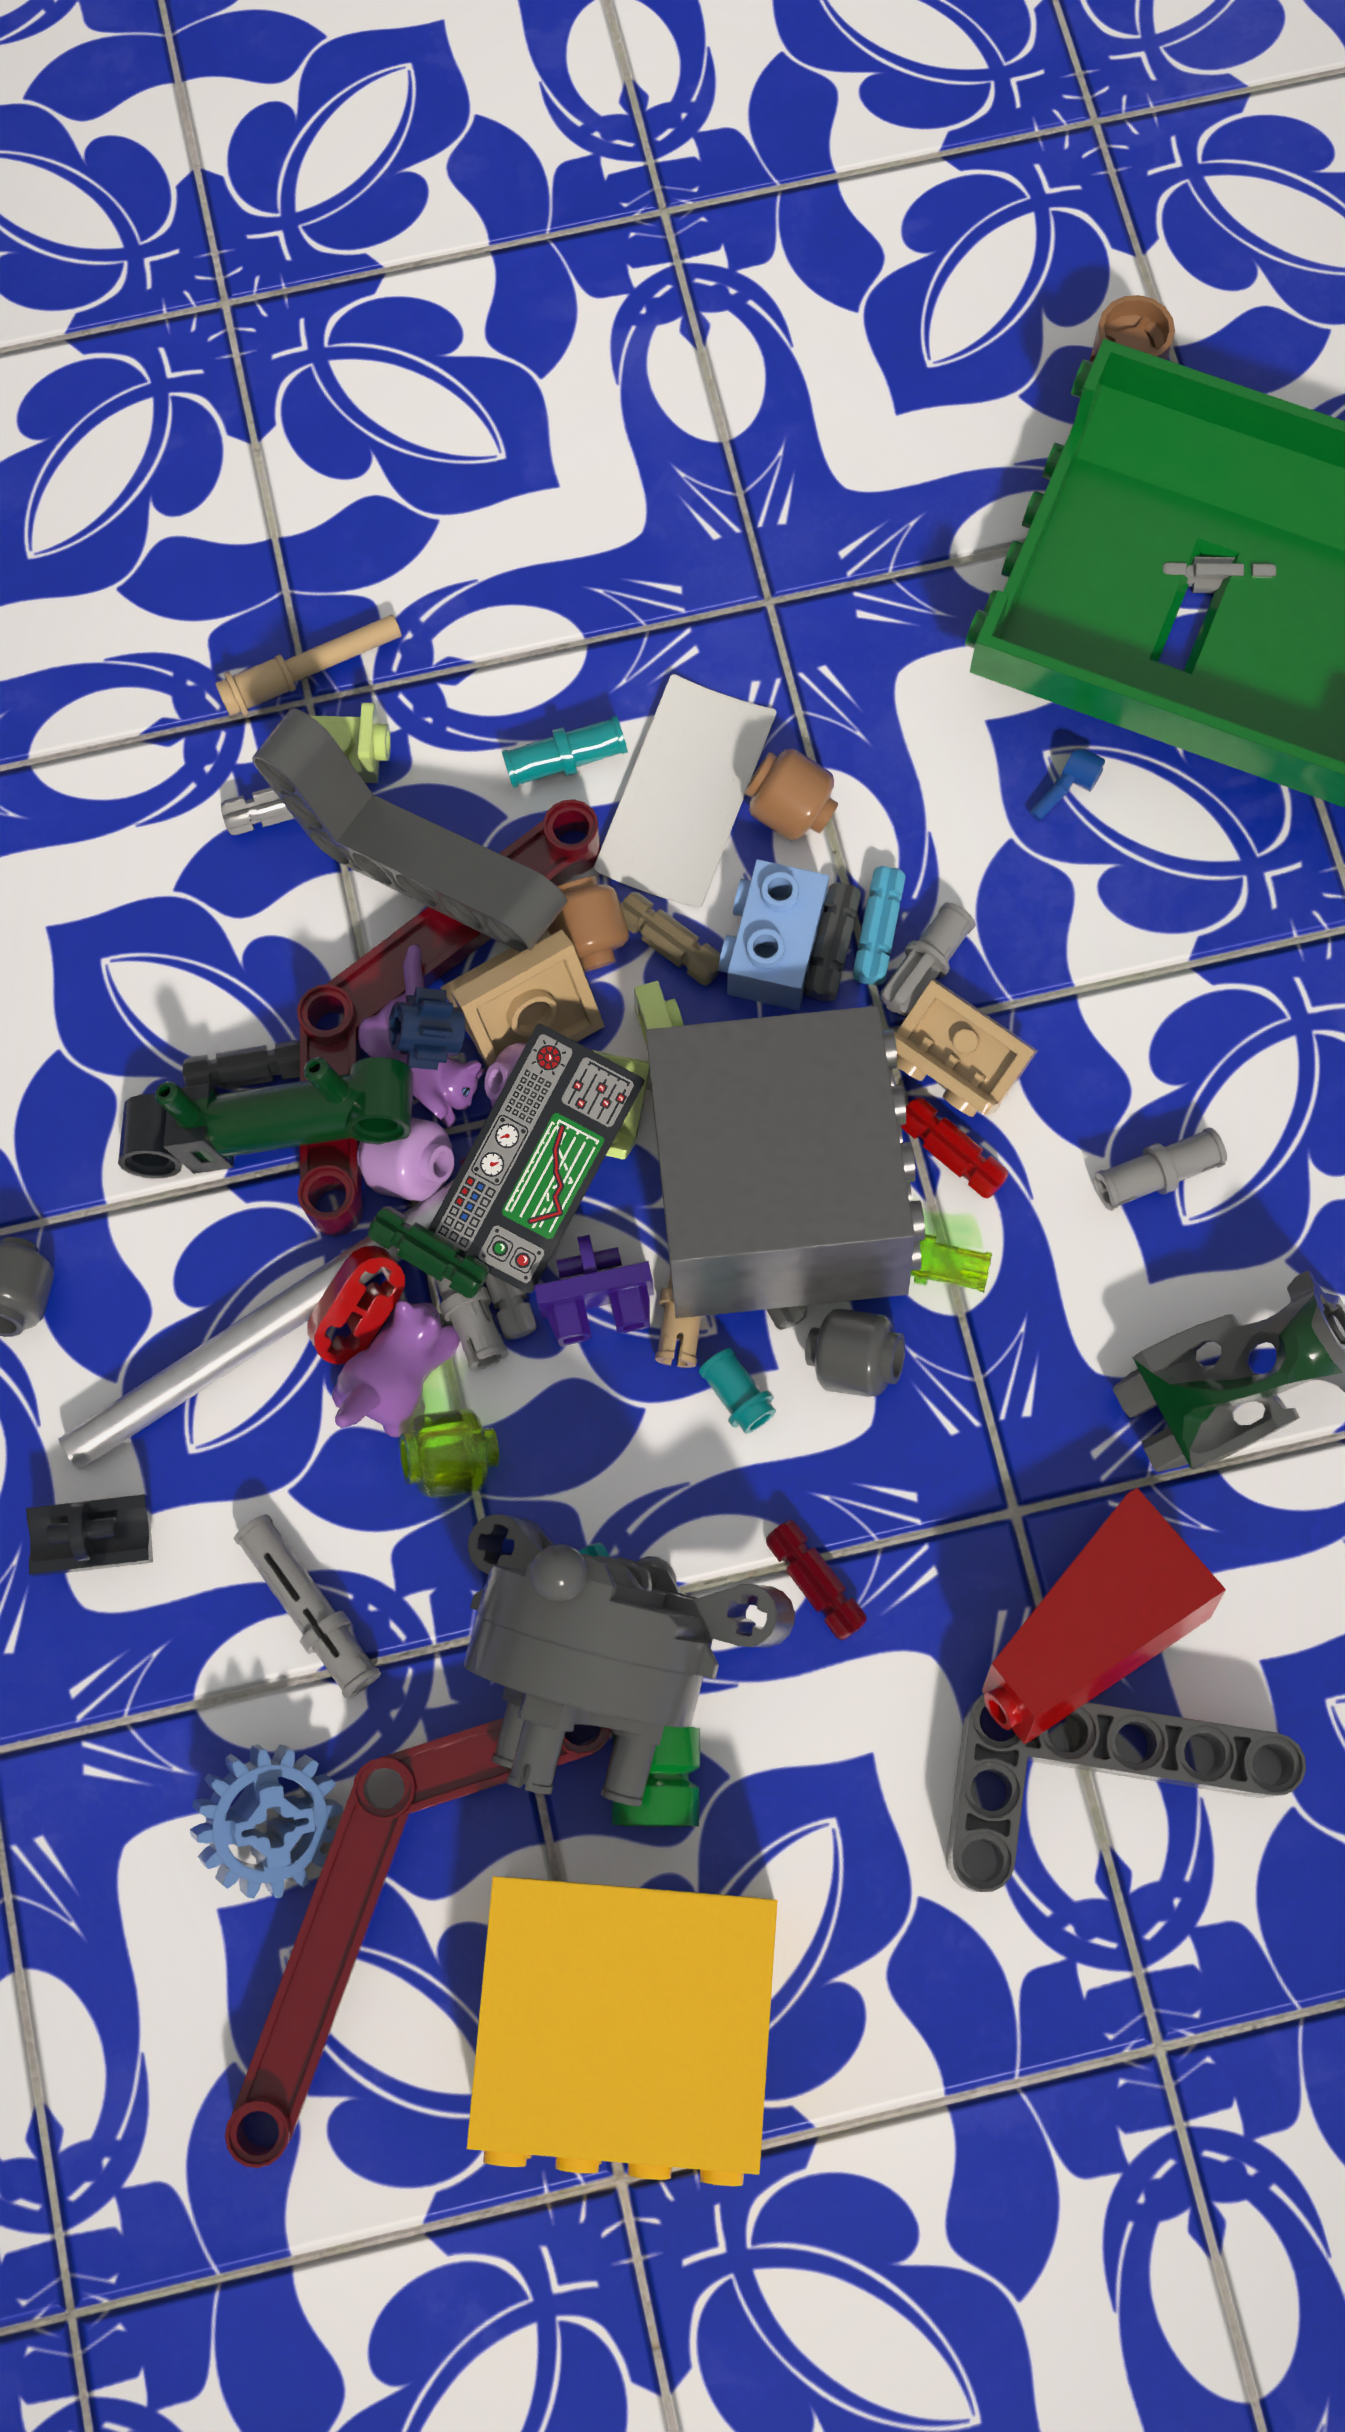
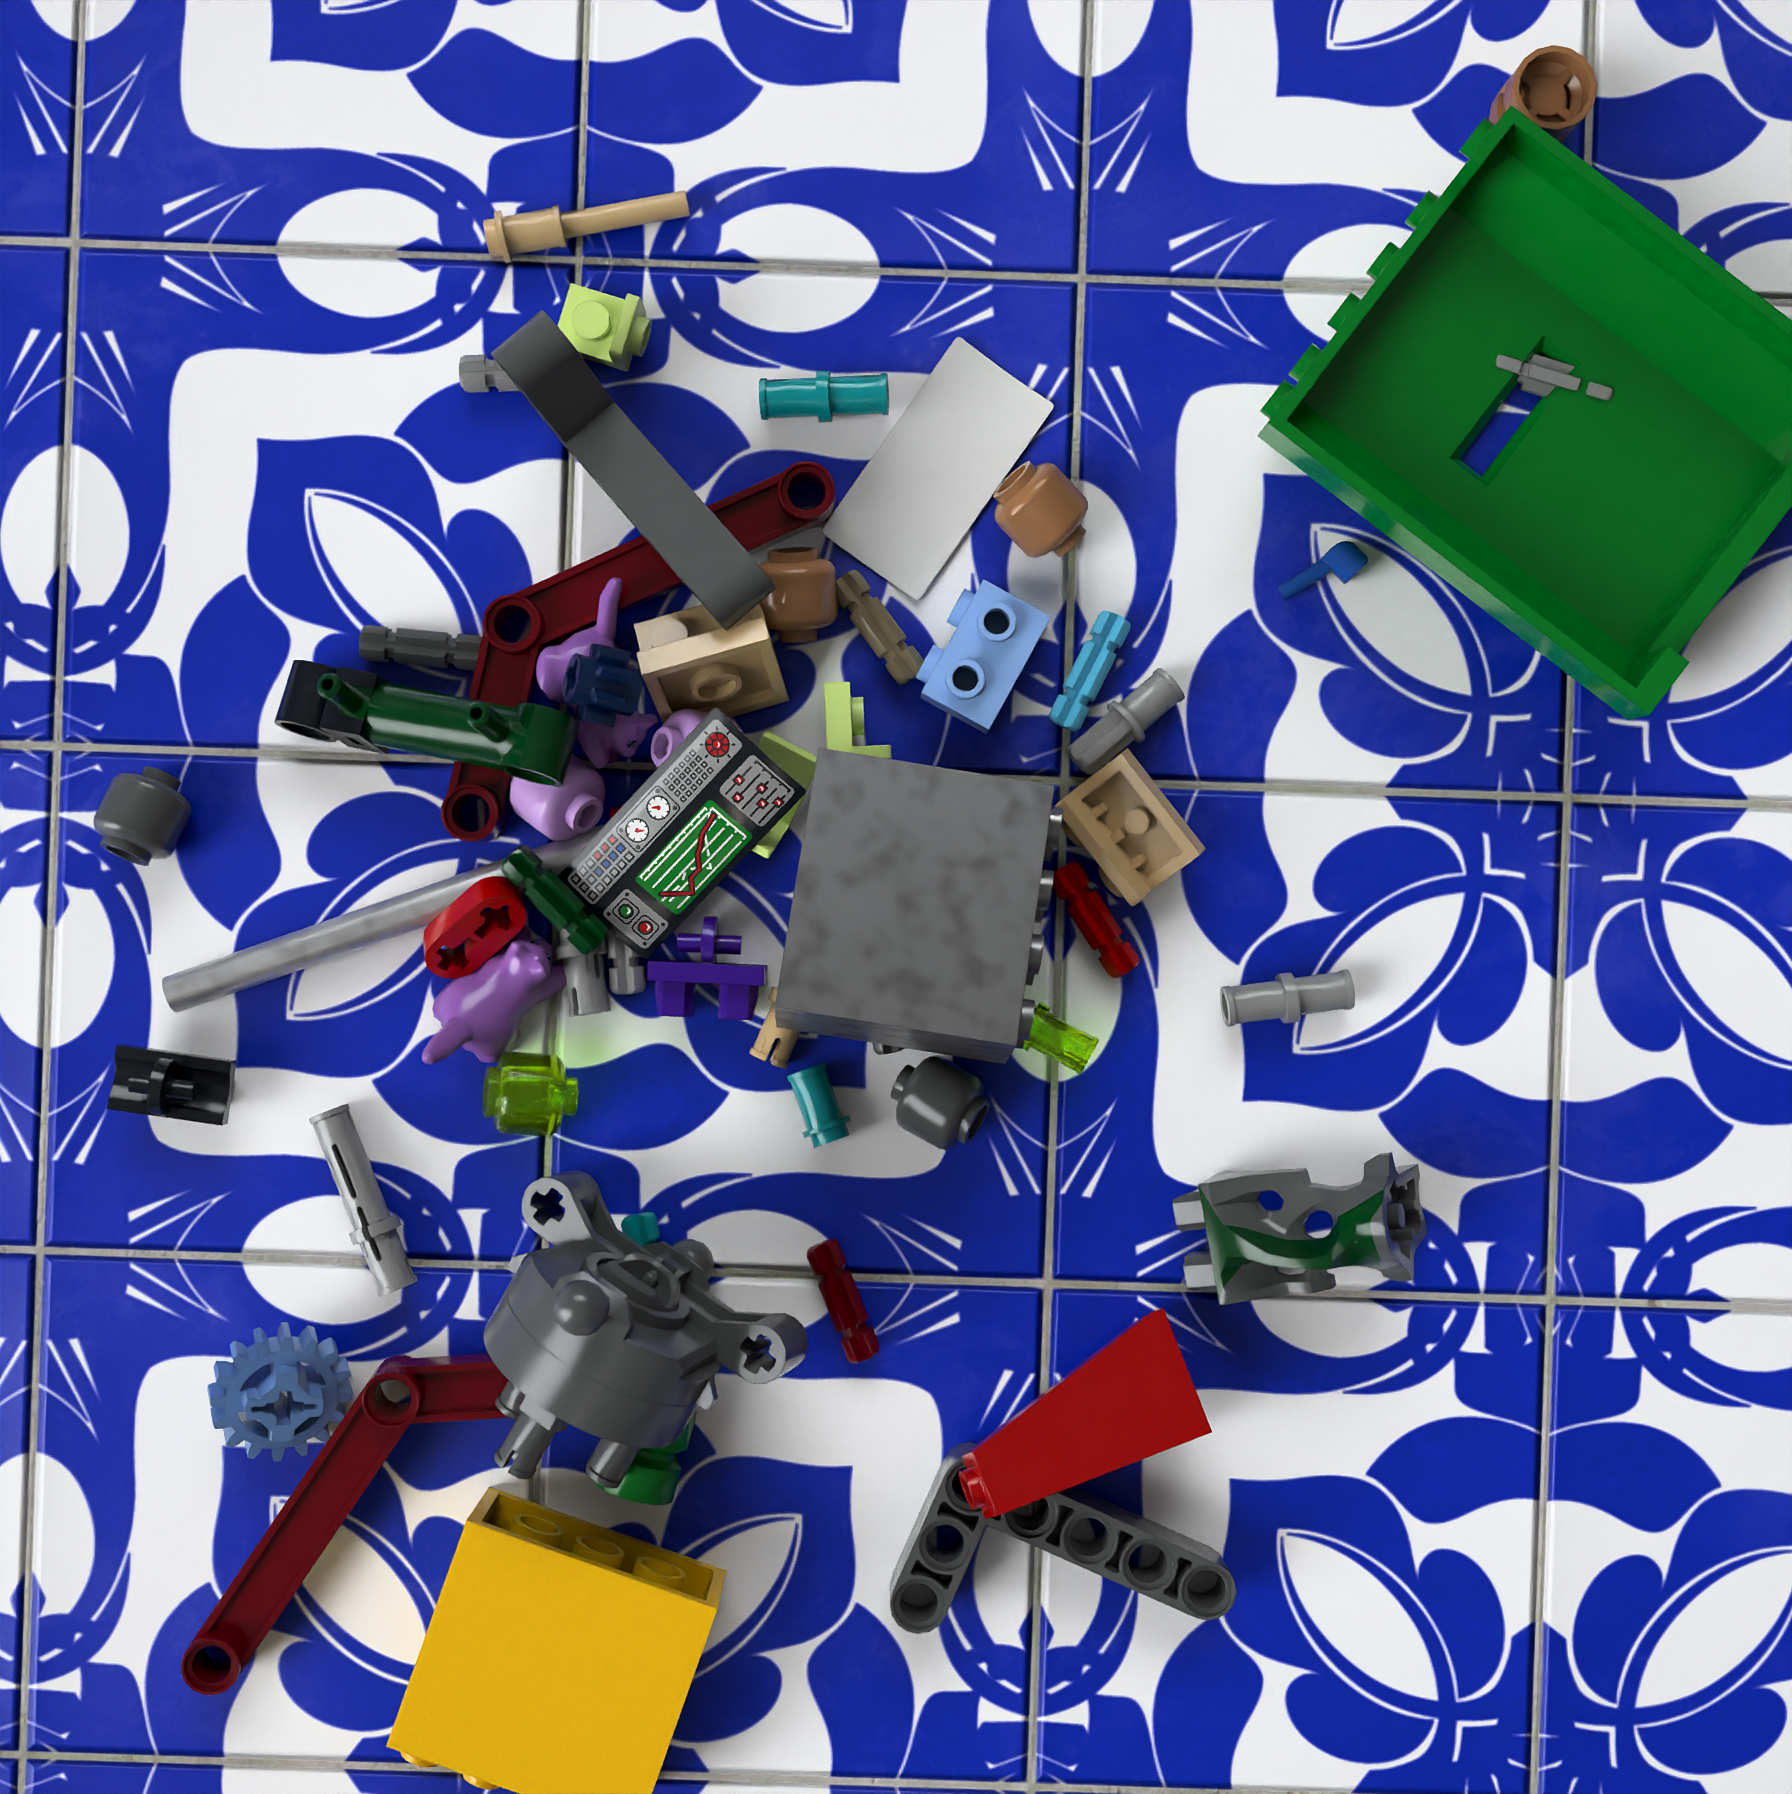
camera: 15 degrees right, 15 degrees up
(832, 942) = (1038, 675): dark grey axle -> none

